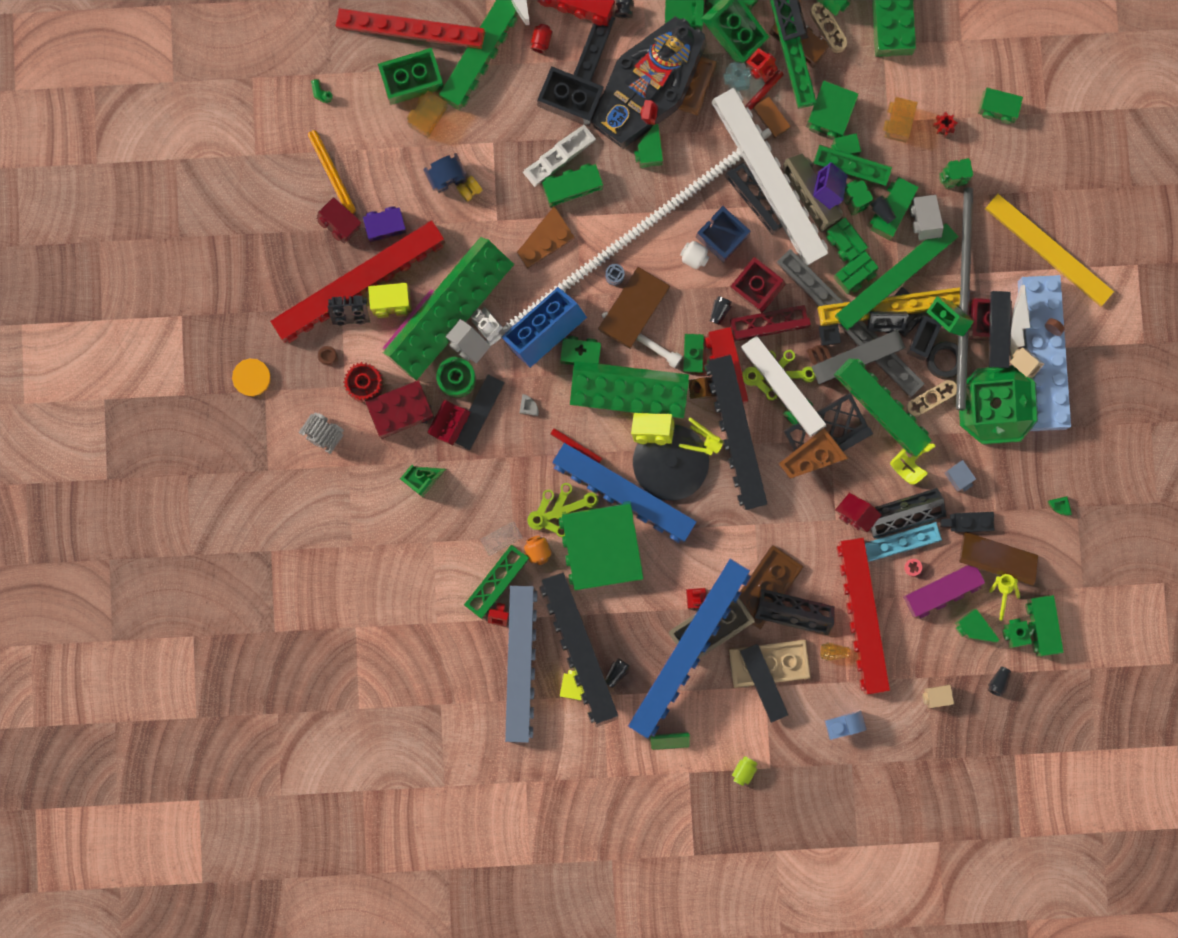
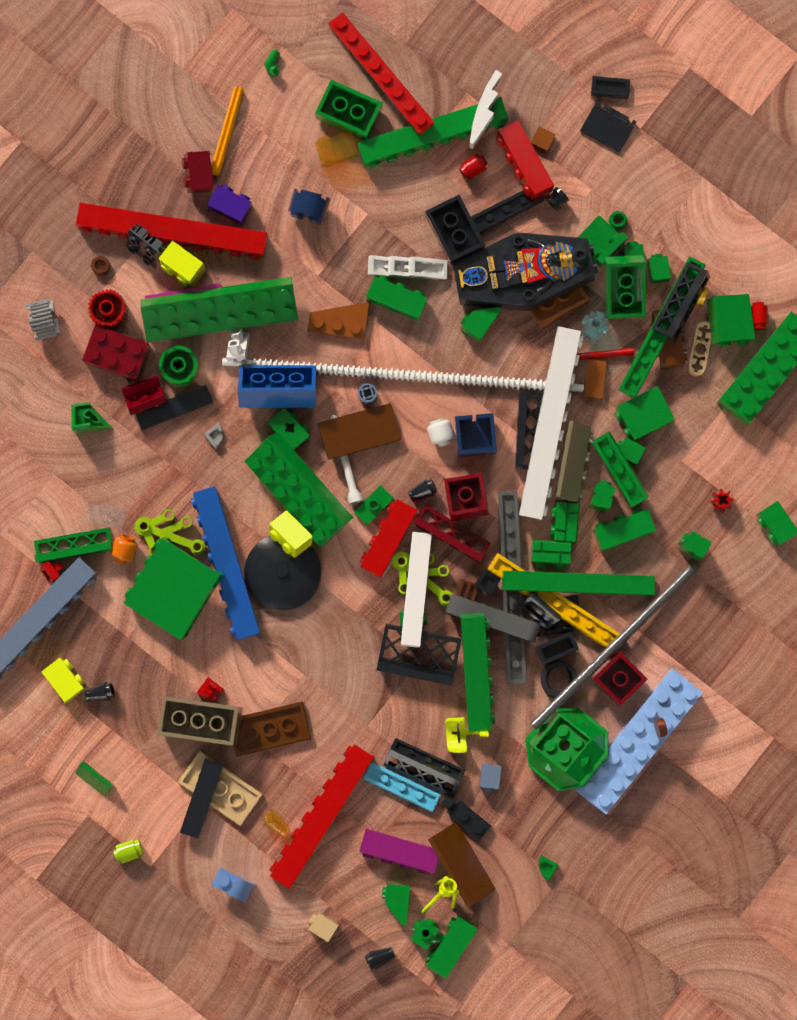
camera: 45 degrees right, 0 degrees up
(251, 377) = (30, 232): light orange tile -> none
(468, 341) = (211, 347): light grey brick -> none
(472, 185) = (321, 233): yellow wheel -> none
(565, 439) = (223, 497): red bar -> none
(579, 649) = (86, 650): black brick -> none
(649, 112) = (500, 294): red plate -> none
(689, 647) = (166, 721): blue brick -> none
(700, 388) = (356, 538): reddish brown brick -> none
(713, 443) = (326, 584): neon yellow plant -> none
(736, 431) = (349, 593): black brick -> none
(762, 65) = (621, 333): red brick -> none
(795, 616) = (270, 769): black fence -> none
(812, 455) = (390, 661): dark orange wing -> none
(830, 185) = (588, 470): dark purple brick -> none
(857, 513) = (385, 734): dark red brick -> none
(883, 209) = (612, 523): black cone -> none
(900, 119) = (690, 467): clear yellow brick -> none
(907, 569) = (387, 811): coral bush -> none
(927, 217) = (642, 559): light grey brick -> none
(941, 387) = (516, 704): tan beam -> none
(950, 316) = (588, 649): green brick -> none
(999, 329) = (617, 692): black tile -> none
(1019, 321) = (637, 700): white slope -> none
(1026, 362) = (614, 735): tan brick -> none
(1049, 250) = (715, 666): yellow tile -> none

